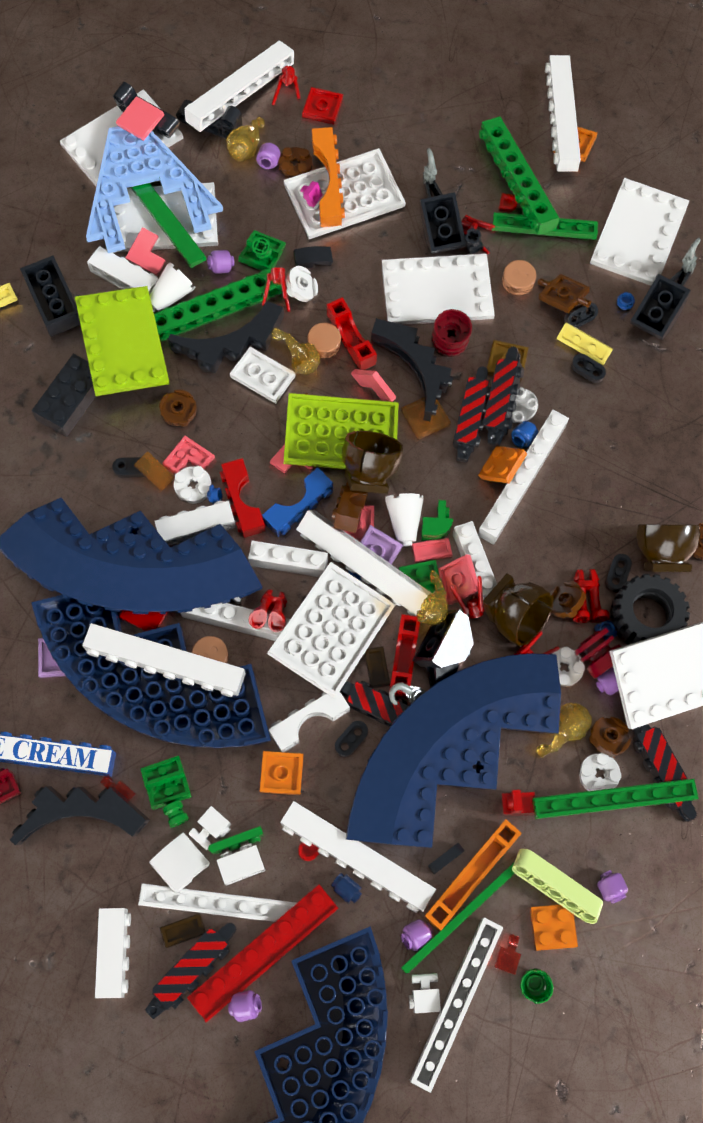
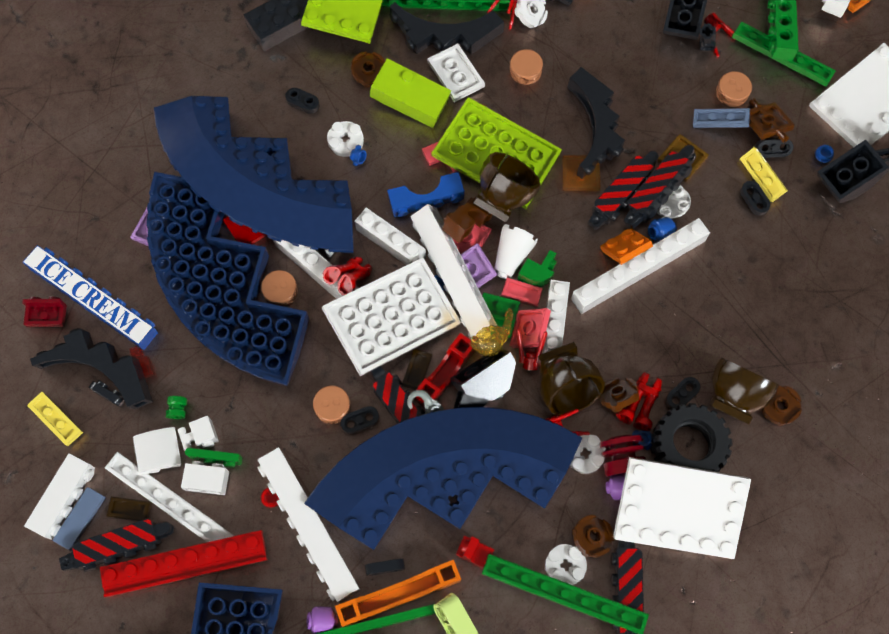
camera: 30 degrees right, 0 degrees up
(64, 884) = (55, 419): none -> light yellow plate
(93, 833) = (101, 389): none -> black plate
(140, 964) = (79, 518): none -> sand blue tile
(154, 471) = (318, 111): clear orange tile -> none
(164, 659) = (234, 272): white brick -> none
(165, 782) = (184, 377): green slope -> none
(186, 452) = (357, 109): coral tile -> none
(191, 523) = (322, 168): white brick -> none
(232, 414) = (409, 93): none -> lime brick
(245, 1006) = (142, 601): medium lavender head -> none
(249, 518) = (384, 149): red arch -> none
(281, 773) = (284, 419): orange plate -> none
(286, 731) = (307, 385): white arch -> none
(304, 355) = (501, 71): clear yellow hair -> none
(318, 737) = (331, 404): none -> nougat head
(346, 888) = (284, 547): dark blue brick -> none
(357, 346) = (551, 72): red arch -> none
(372, 379) = (547, 117): coral tile -> none
(427, 286) = (653, 67): white plate -> none
(451, 332) = (647, 102): dark red wheel -> none
(507, 203) = (759, 19): red tile -> none
(522, 309) = (721, 118): none -> sand blue tile
(573, 725) = (563, 508): clear yellow hair -> none

